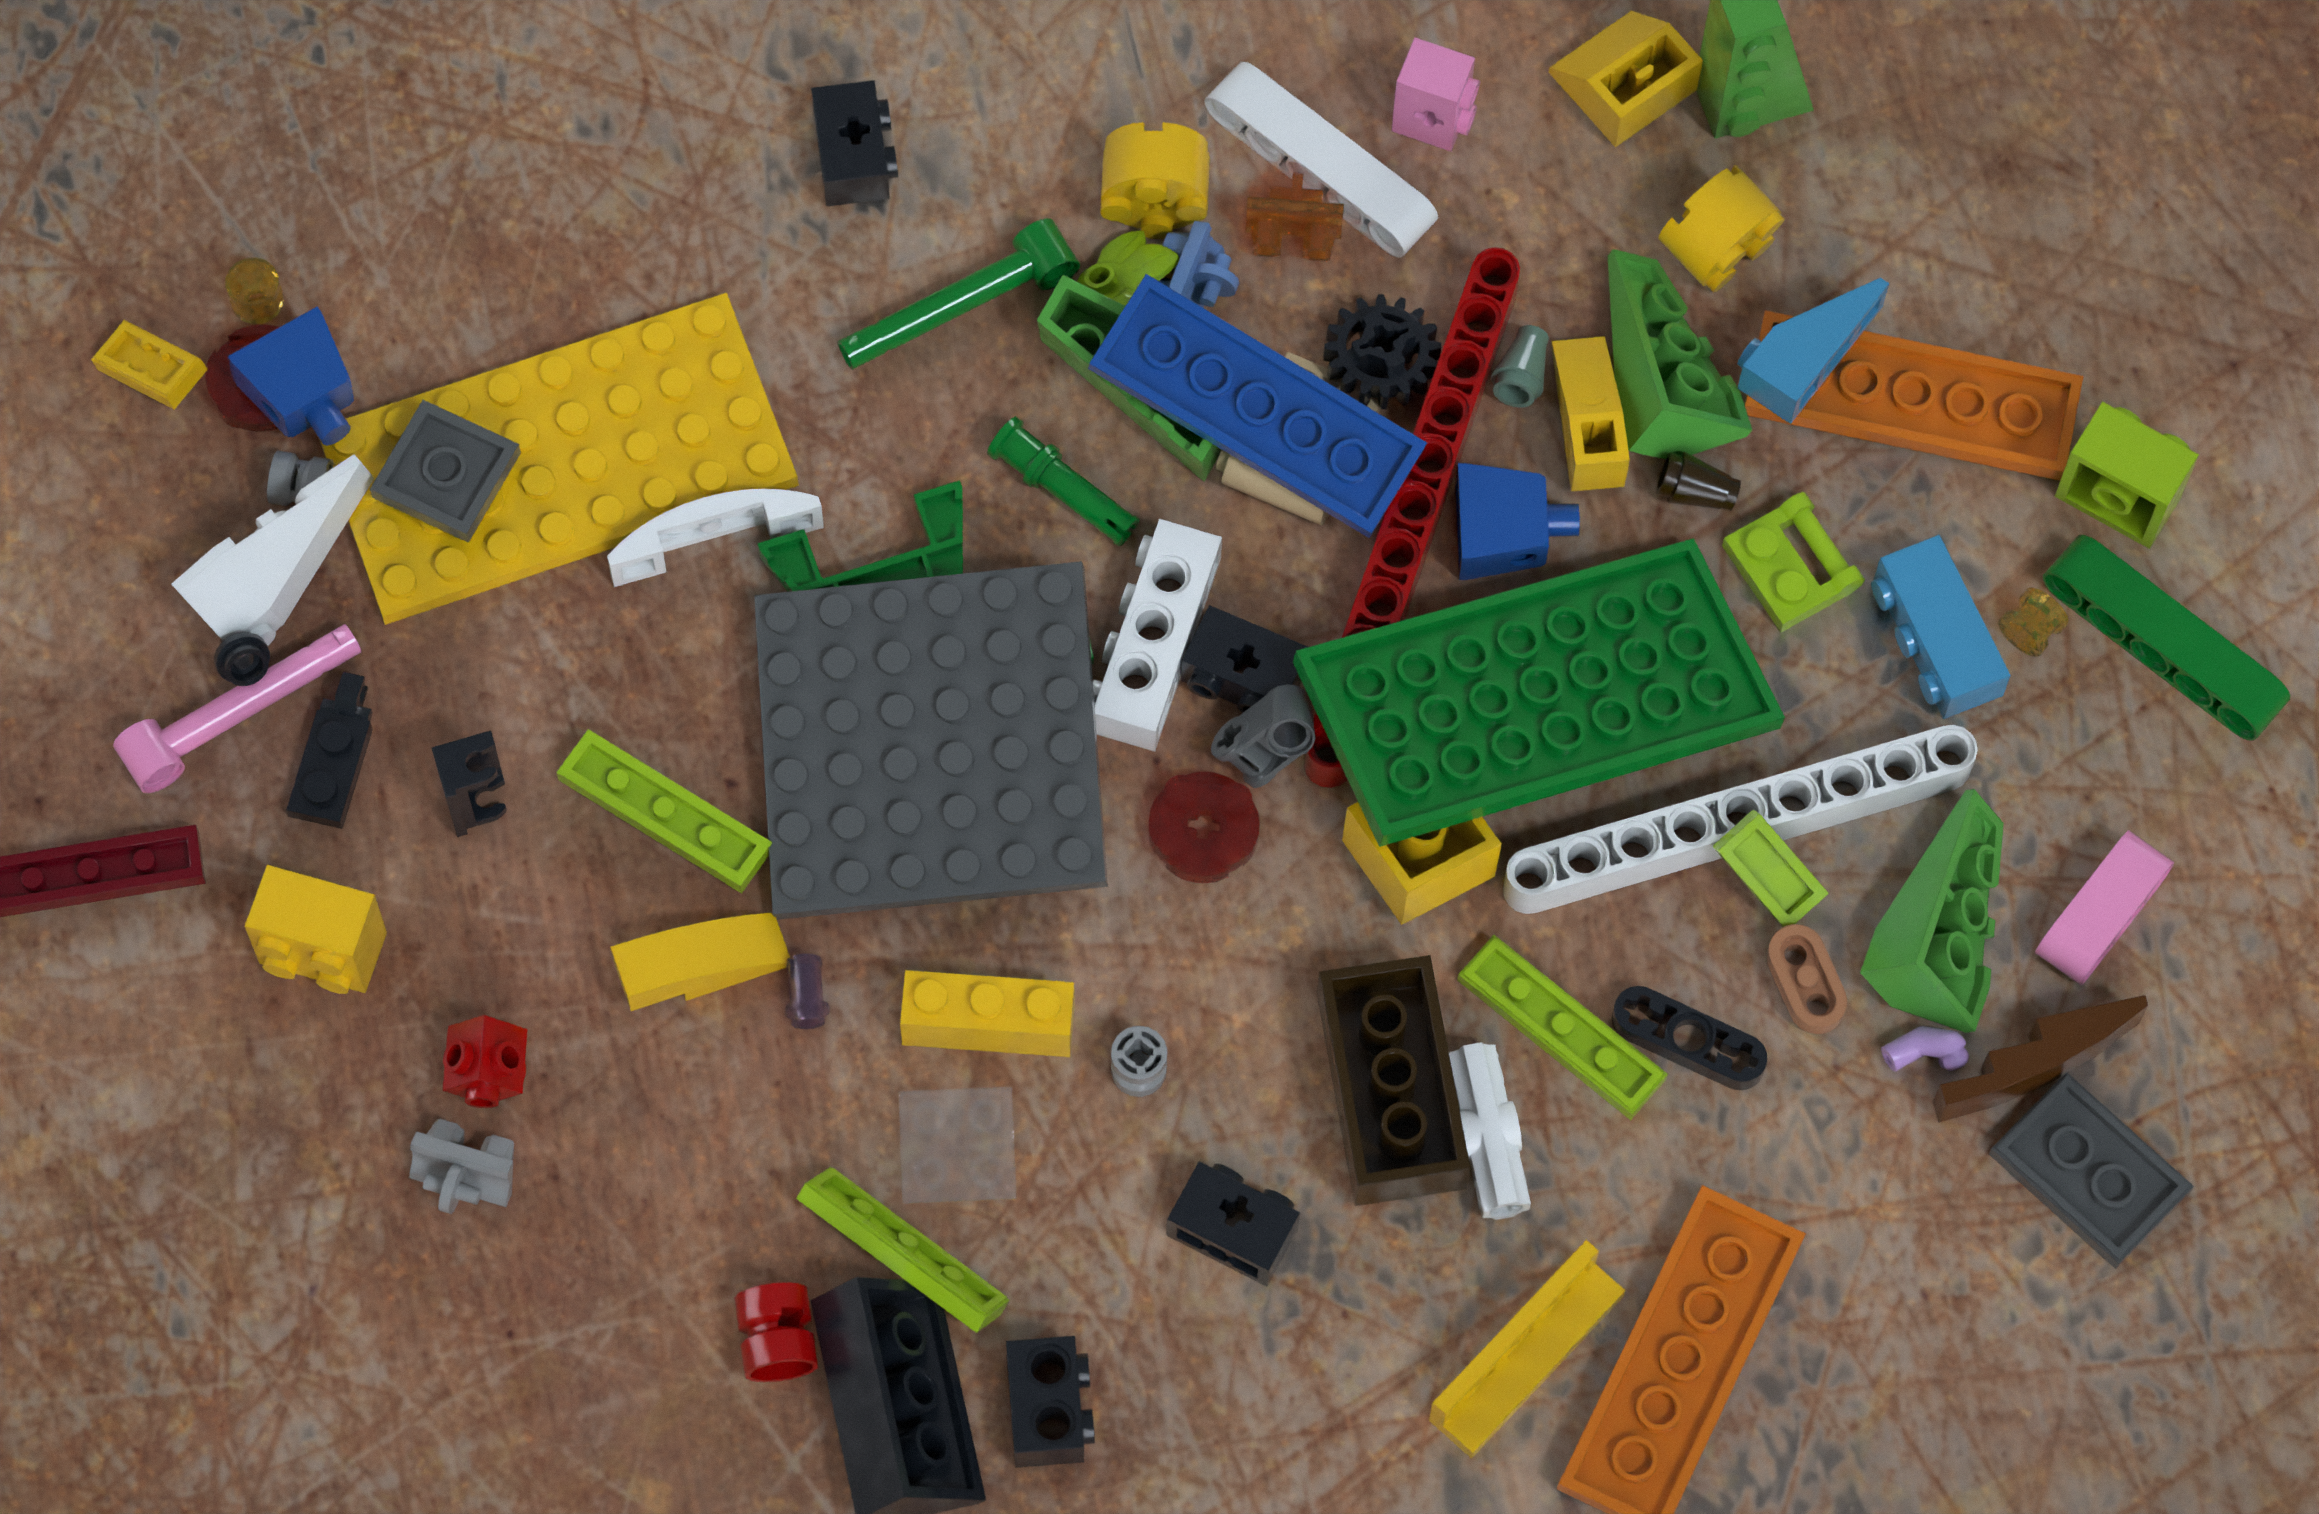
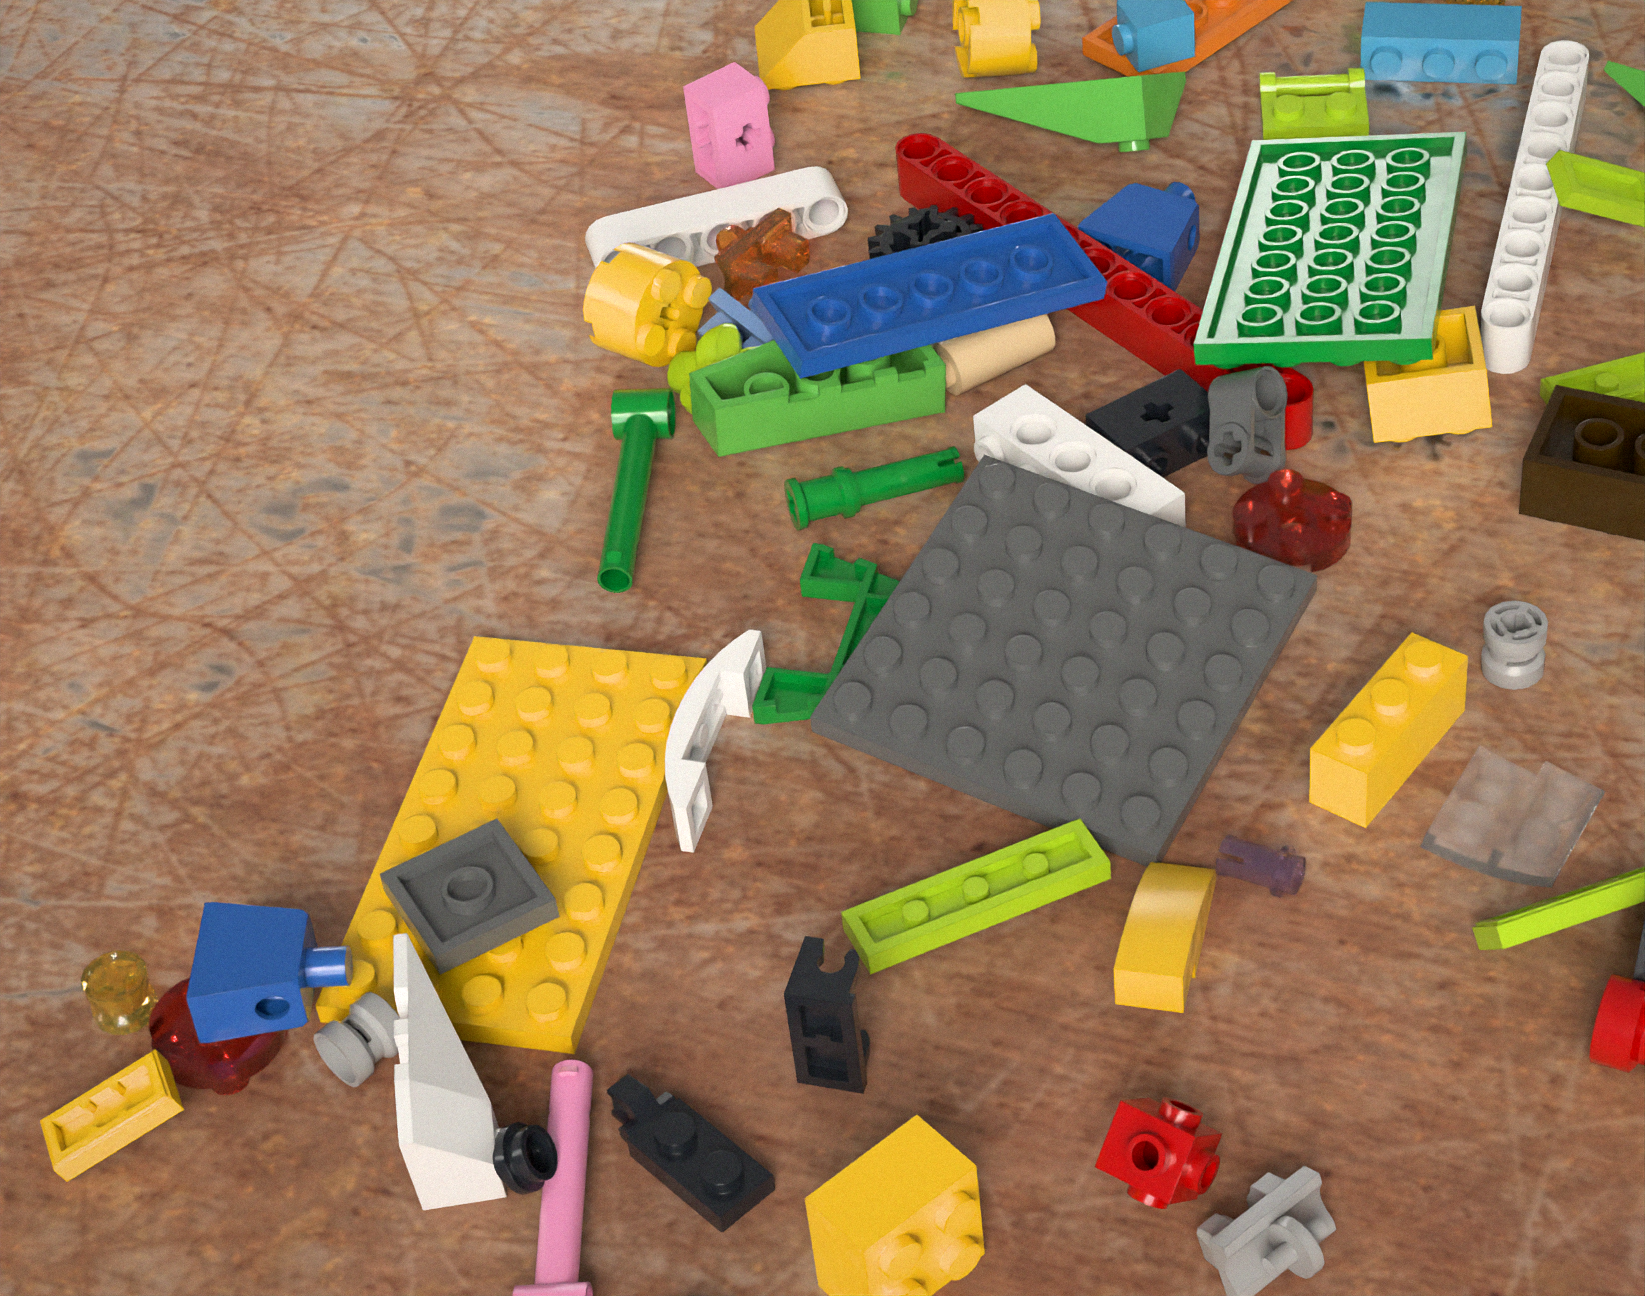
camera: 50 degrees left, 25 degrees down
(849, 170) = (414, 495): black brick -> none
(1522, 369) = (1022, 175): sand green cone -> none
(1590, 414) = (1095, 151): yellow slope -> none
(1696, 483) = (1198, 127): dark brown cone -> none

